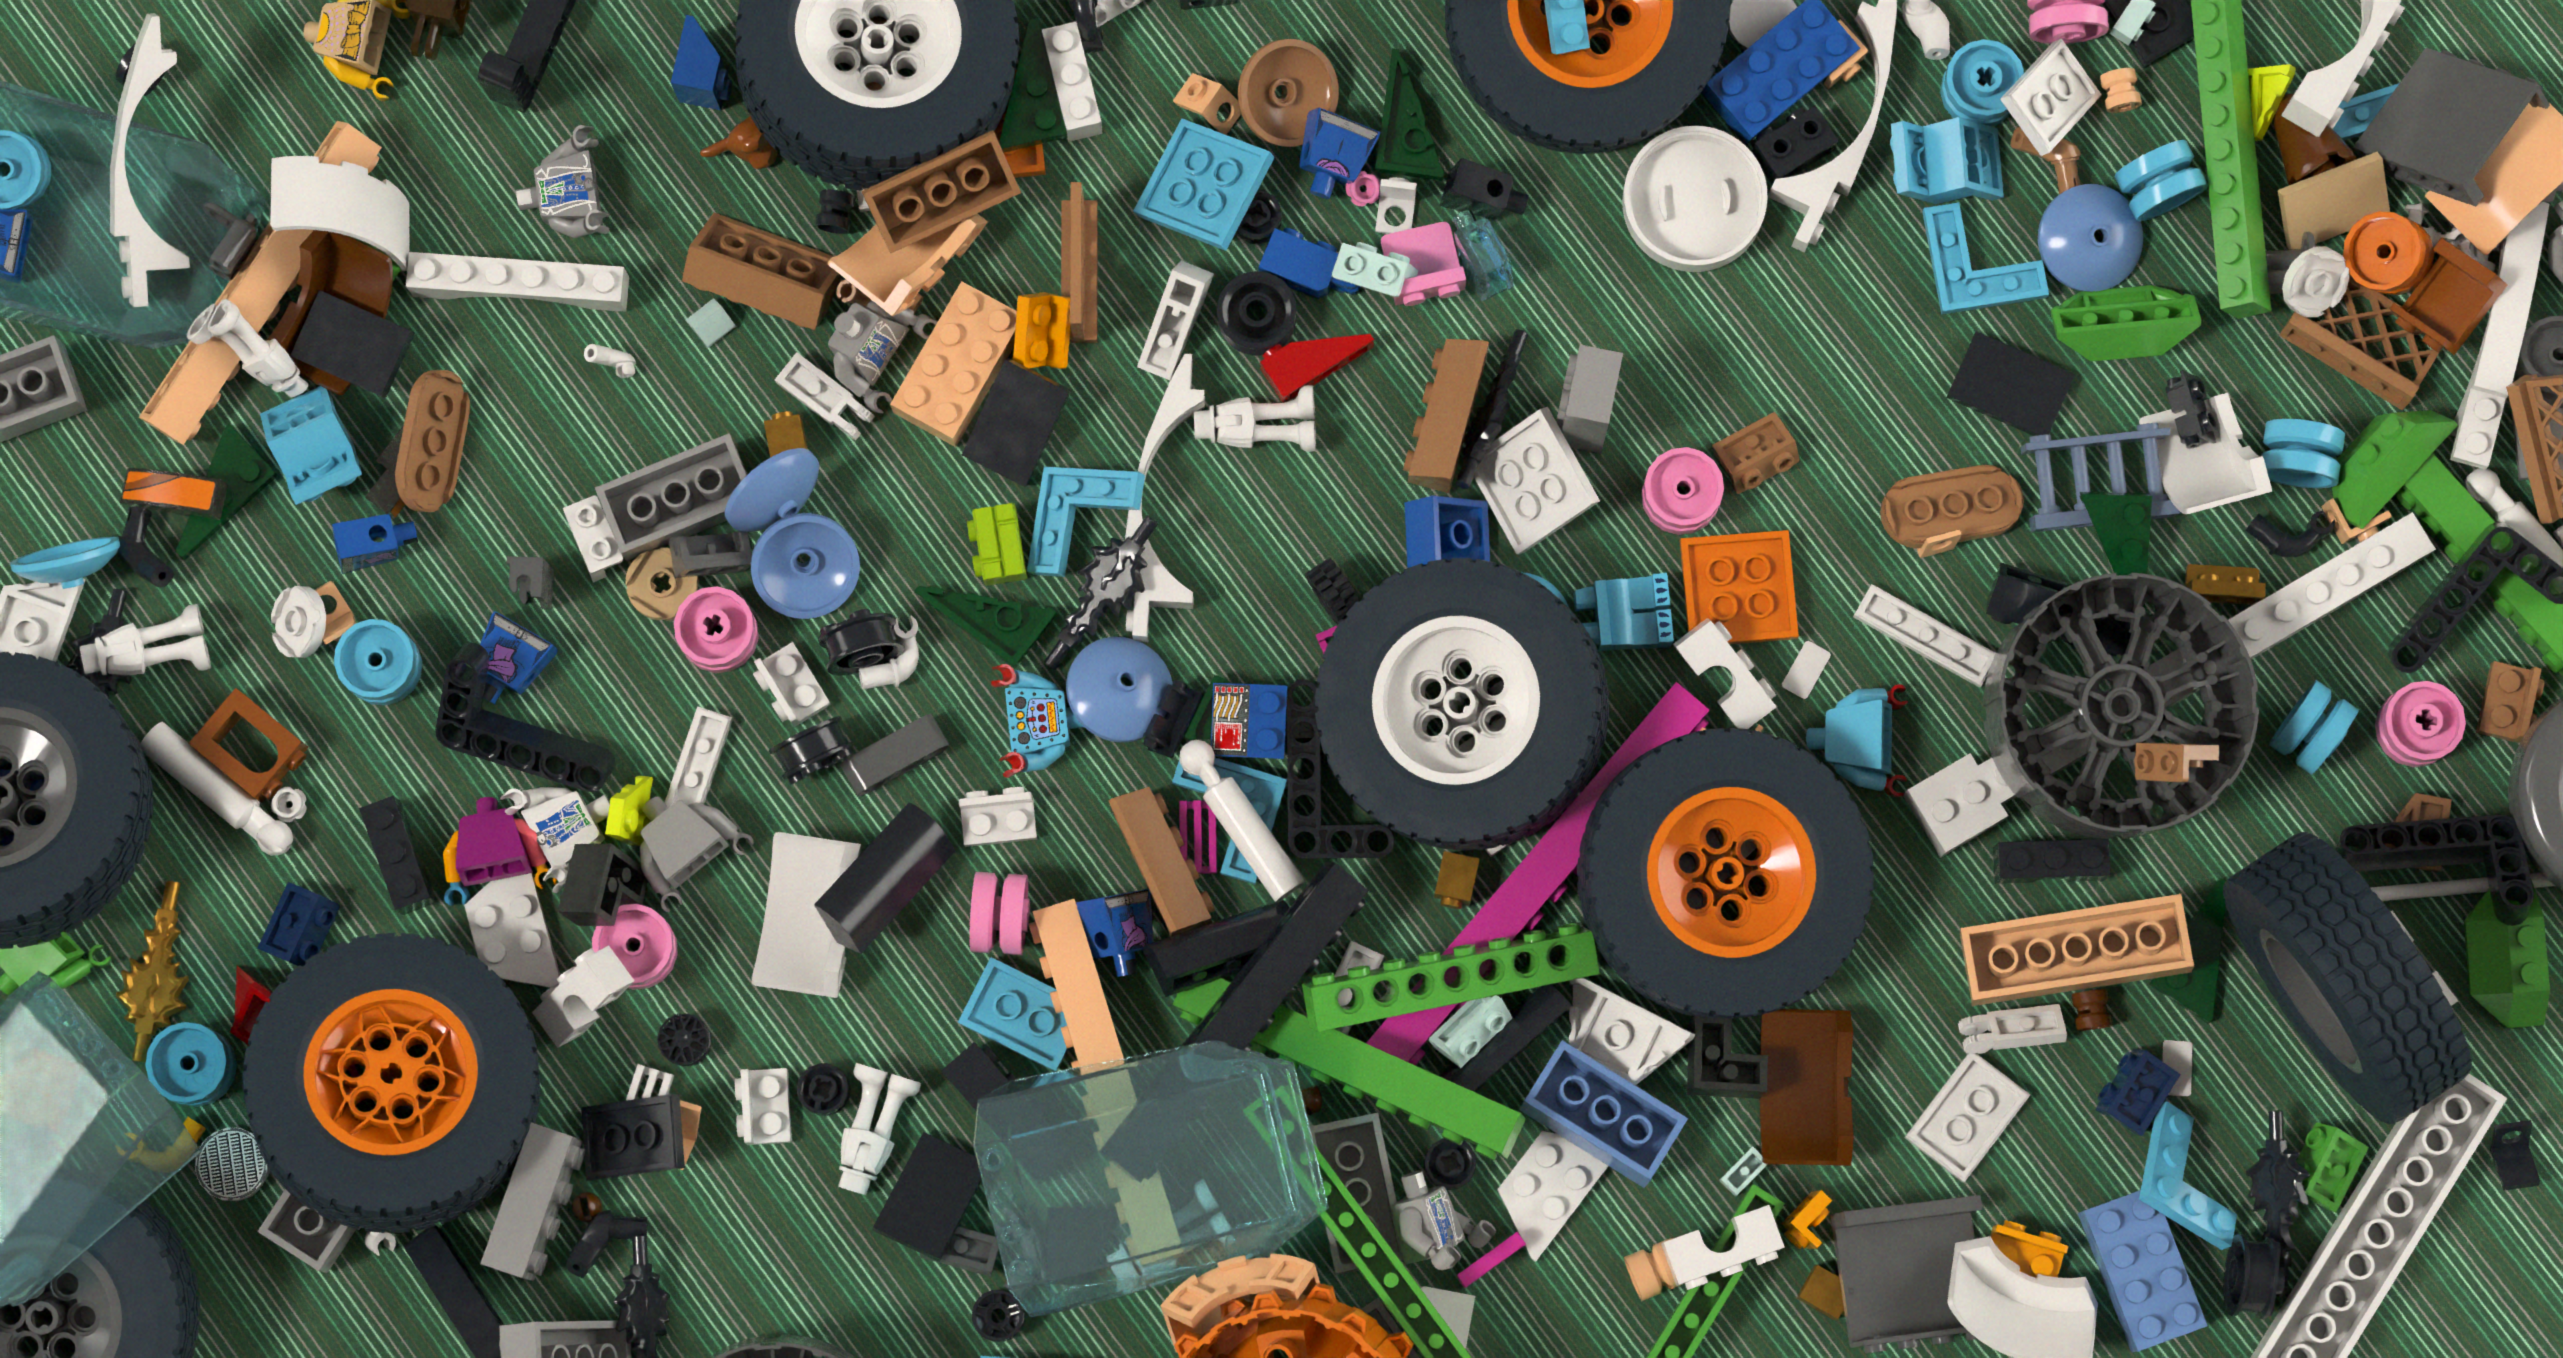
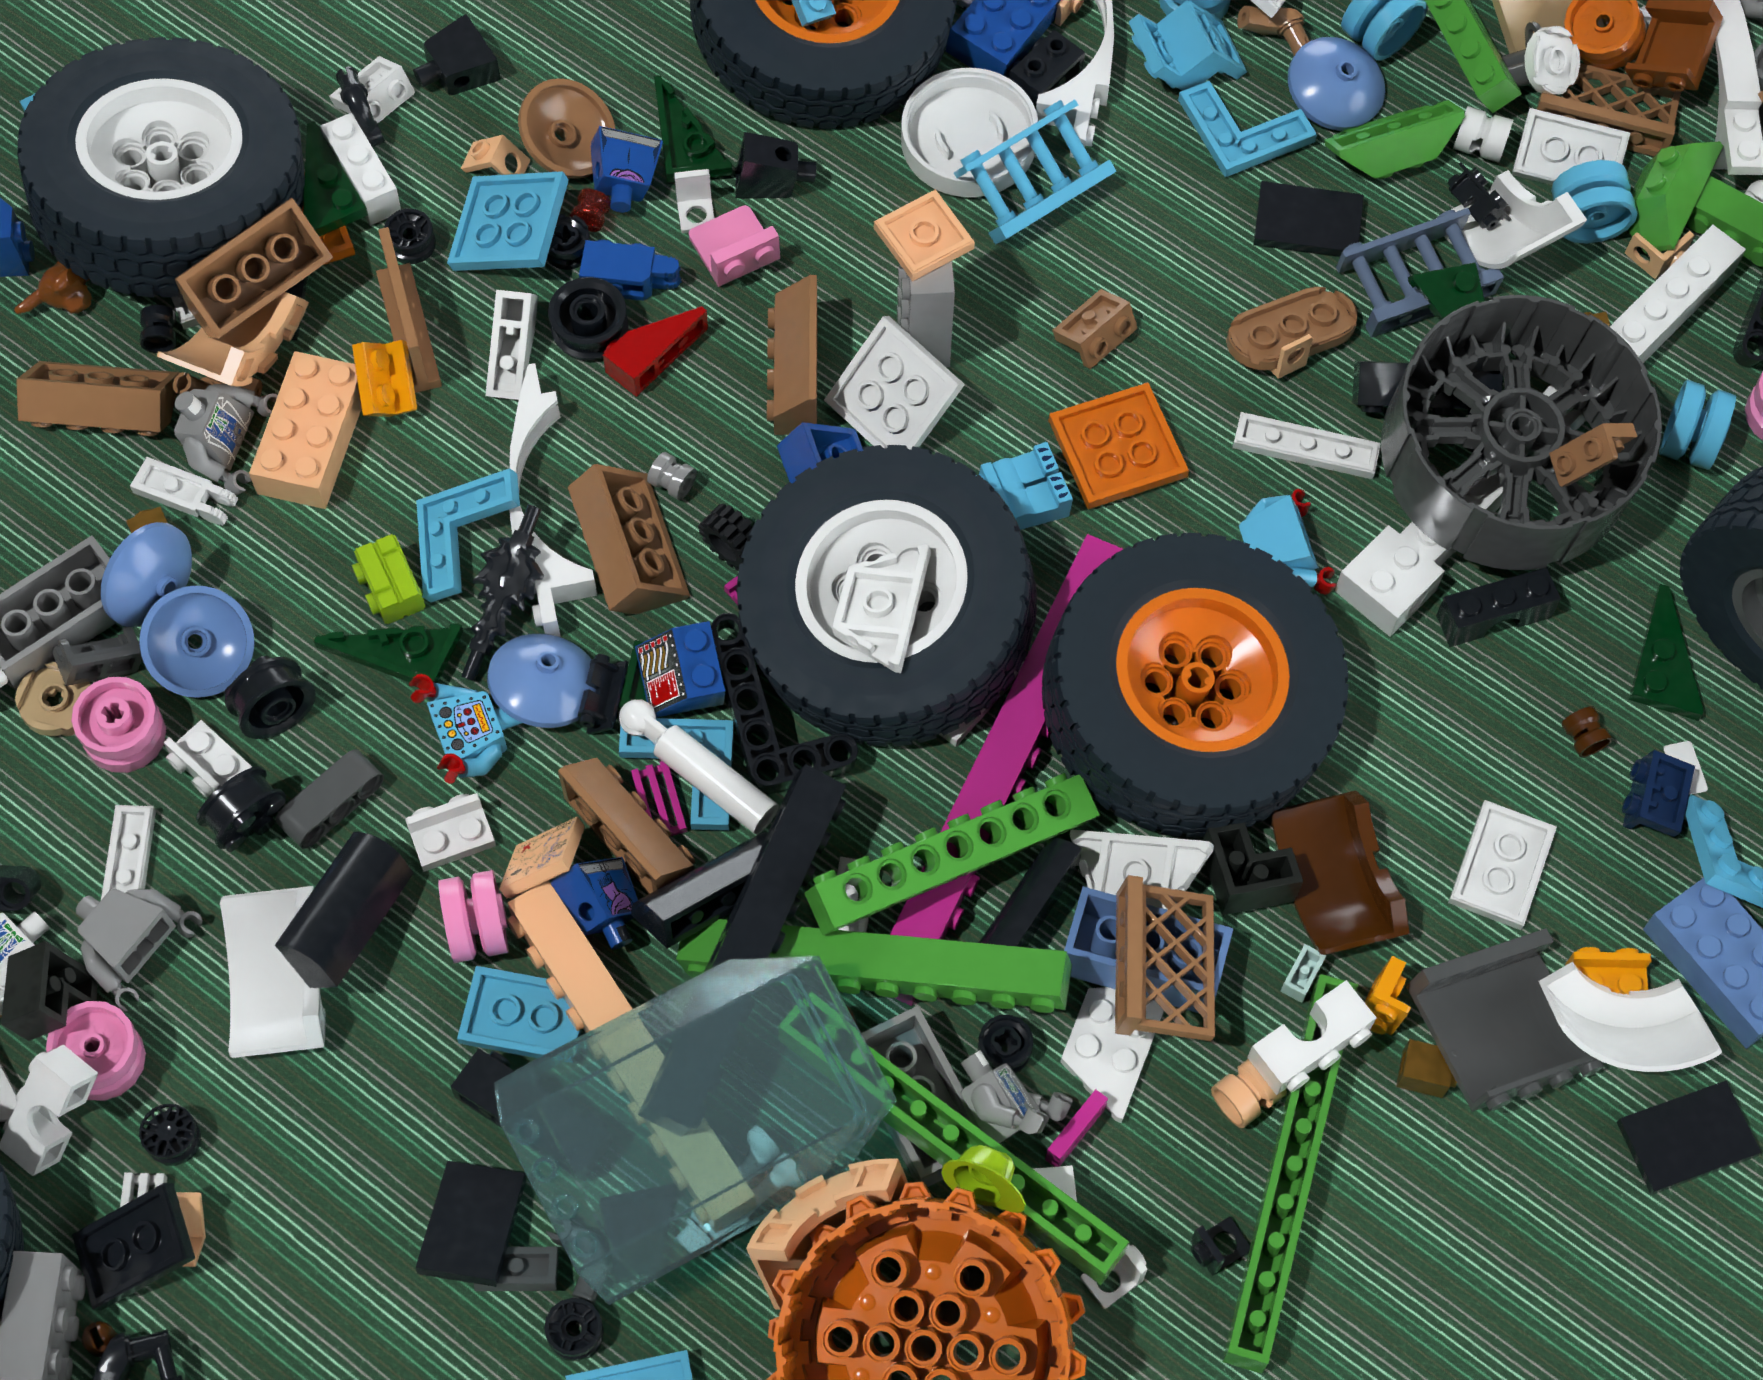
camera: 20 degrees left, 15 degrees down
(626, 813) = (59, 922): neon yellow wing -> none
(710, 323) = (57, 455): light aqua slope -> none
(764, 1106) = (271, 1181): white bracket -> none
(823, 1089) = (330, 1145): black wheel -> none
(864, 1150) = (387, 1194): white piece -> none
(899, 668) = (313, 719): white piece -> none
(1016, 422) = (379, 464): black tile -> none
(1075, 874) = (542, 858): none -> light nougat tile
(1093, 159) = (415, 223): none -> black wheel
(1235, 422) = (595, 418): white piece -> none
(1235, 563) = (627, 539): none -> medium nougat slope
(1290, 188) = (592, 208): none -> clear red wheel
(1295, 506) = (671, 476): none -> light grey wheel
(1372, 186) = (666, 190): bright pink plate -> none
(1372, 270) = (687, 248): light aqua bracket -> none
(1385, 1302) = (988, 1175): none -> lime piece
(1449, 725) = (881, 605): none -> white wing
(1456, 880) = (928, 770): pearl gold brick -> none
(1470, 1029) = (988, 899): light aqua bracket -> none
(1482, 255) = (793, 218): clear light blue torso -> none
(1490, 417) = (838, 347): black piece -> none
(1582, 1126) = (1132, 964): none -> medium nougat fence
(1596, 355) = (924, 235): none -> light nougat tile
(1680, 512) = (1038, 370): bright pink wheel -> none
(1708, 647) = (1112, 494): white arch -> none
(1770, 290) = (1035, 204): none -> medium azure fence
(1806, 669) = (1204, 503): white sticker -> none
(2013, 1028) = (1518, 768): white hinge -> none
(2076, 950) = (1554, 675): light nougat brick -> none
(2220, 340) = (1483, 134): none -> white wheel
(2285, 544) = (1605, 287): black piece -> none
(2303, 381) = (1557, 143): none -> white tile

